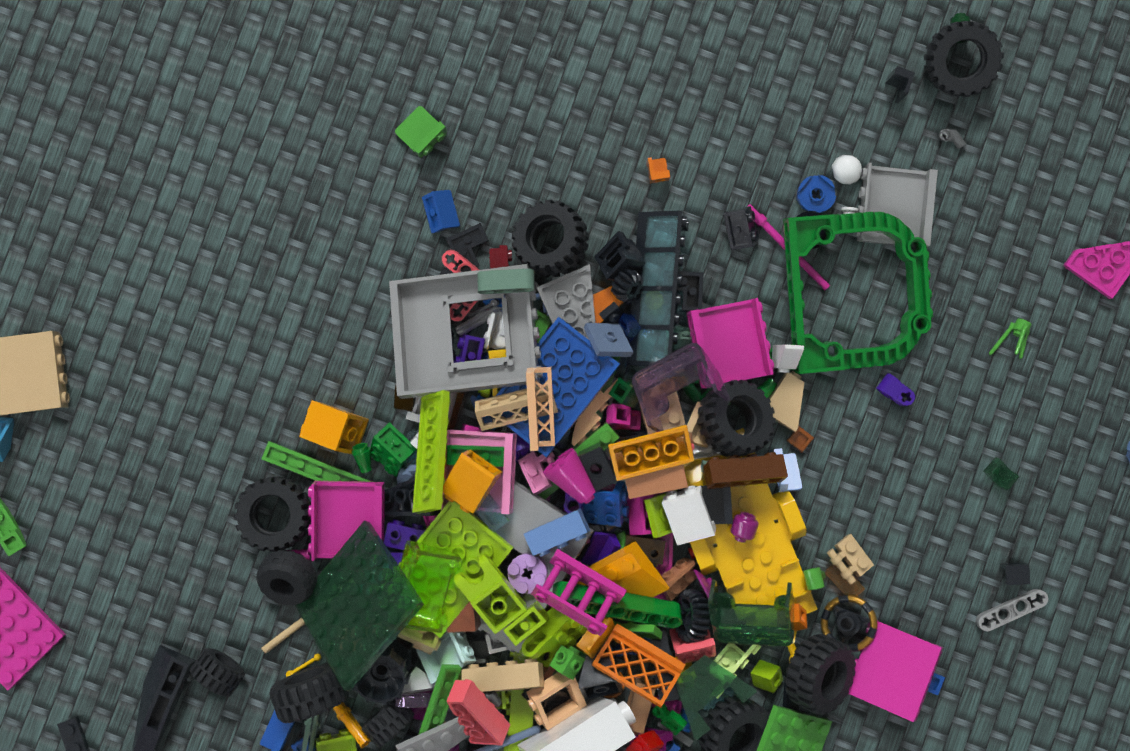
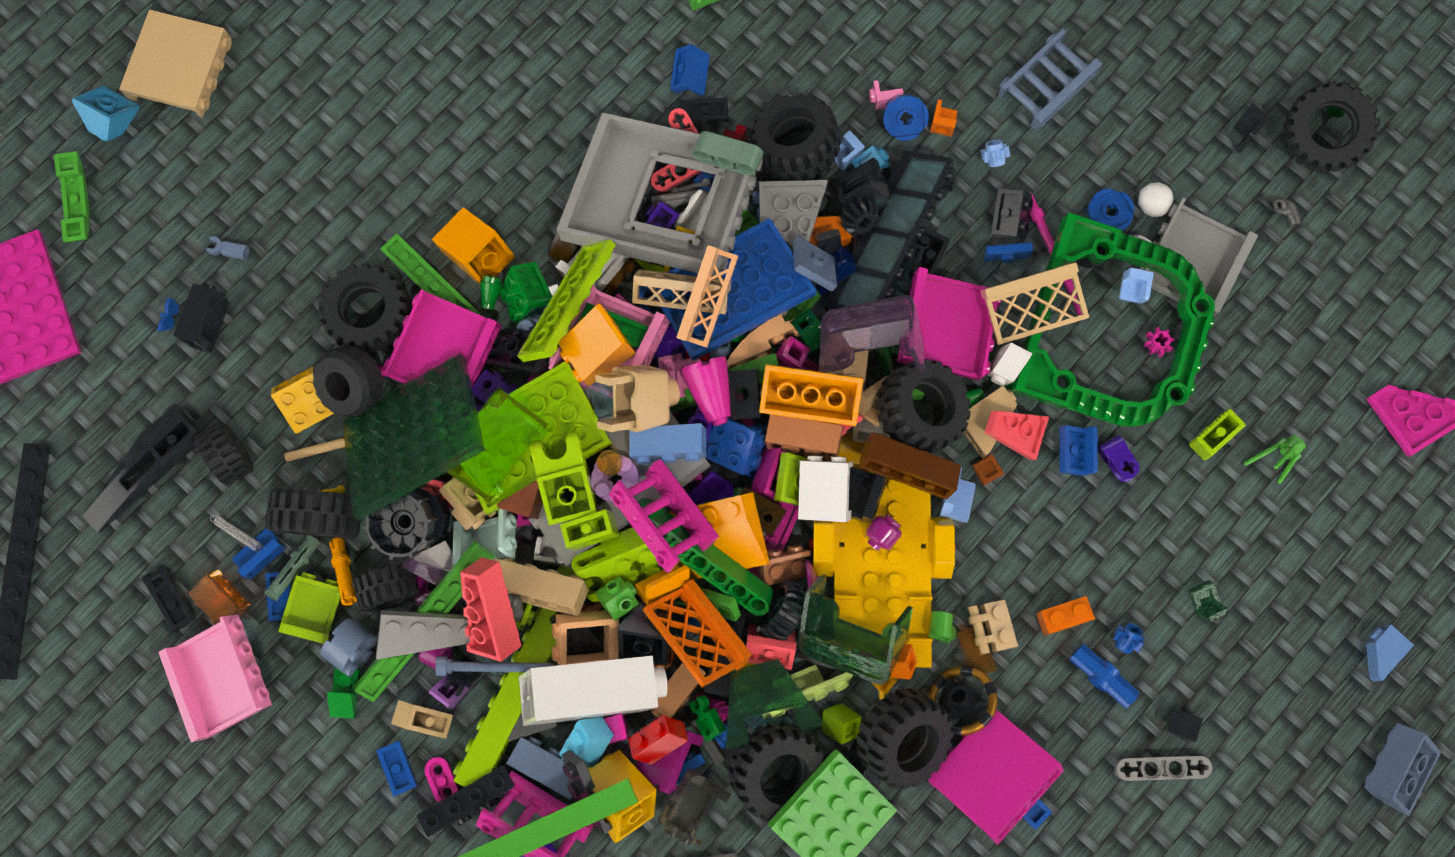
camera: 25 degrees right, 10 degrees down
(121, 584) = (167, 321): none -> blue piece
(142, 506) = (229, 249): none -> sand blue bar
(149, 573) = (202, 317): none -> black window
(245, 720) = (239, 531): none -> white piece
(252, 604) = (299, 401): none -> yellow bracket
(519, 565) = (609, 462): none -> clear yellow tile
(522, 509) = (639, 397): none -> tan piece
(594, 227) = (849, 150): none -> light blue panel
(608, 172) = (881, 98): none -> bright pink bracket
(616, 224) = (879, 154): none -> dark azure bracket
(636, 186) = (896, 107): none -> blue plate
(709, 183) = (995, 153): none -> light blue gear
(746, 101) = (1055, 99): none -> sand blue fence
(751, 261) = (1007, 253): none -> blue plate
(782, 287) = (1029, 283): none -> tan fence
(813, 402) = (1018, 431): none -> coral wing
(861, 256) = (1136, 285): none -> light blue panel
(863, 397) = (1078, 450): none -> blue bracket
(898, 286) = (1155, 347): none -> dark pink gear
(900, 528) = (1065, 616): none -> orange brick
(945, 560) = (1104, 676): none -> blue piece
(953, 525) = (1129, 638): none -> blue gear
(962, 343) = (1217, 434): none -> lime brick

